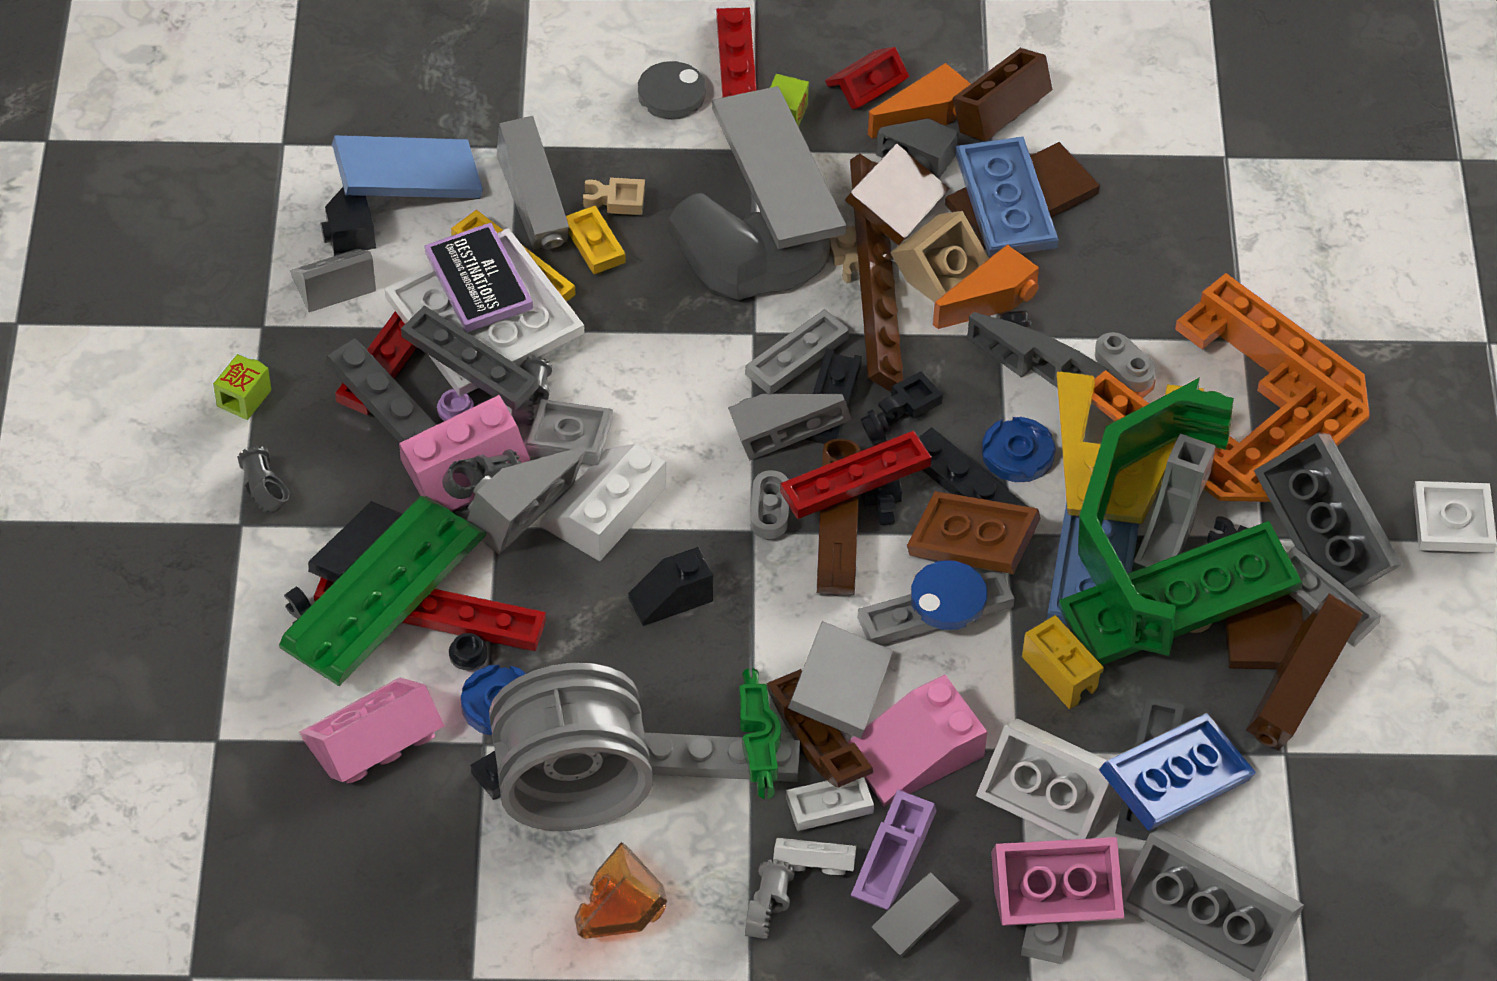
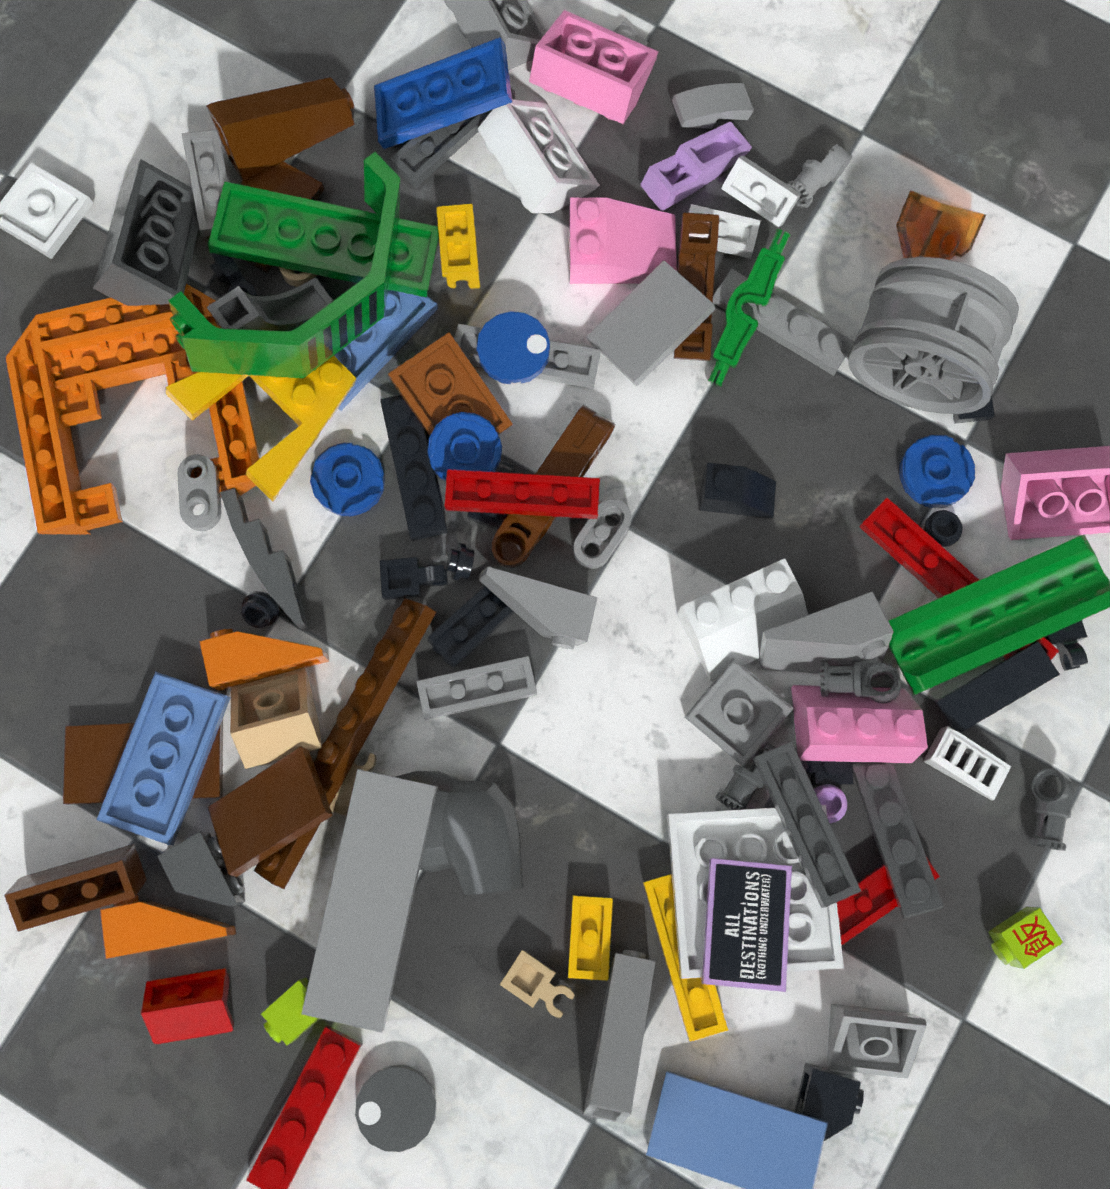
camera: 150 degrees left, 25 degrees up
(363, 475) = (939, 748): none -> white slope
(932, 501) = (464, 443): none -> blue tile

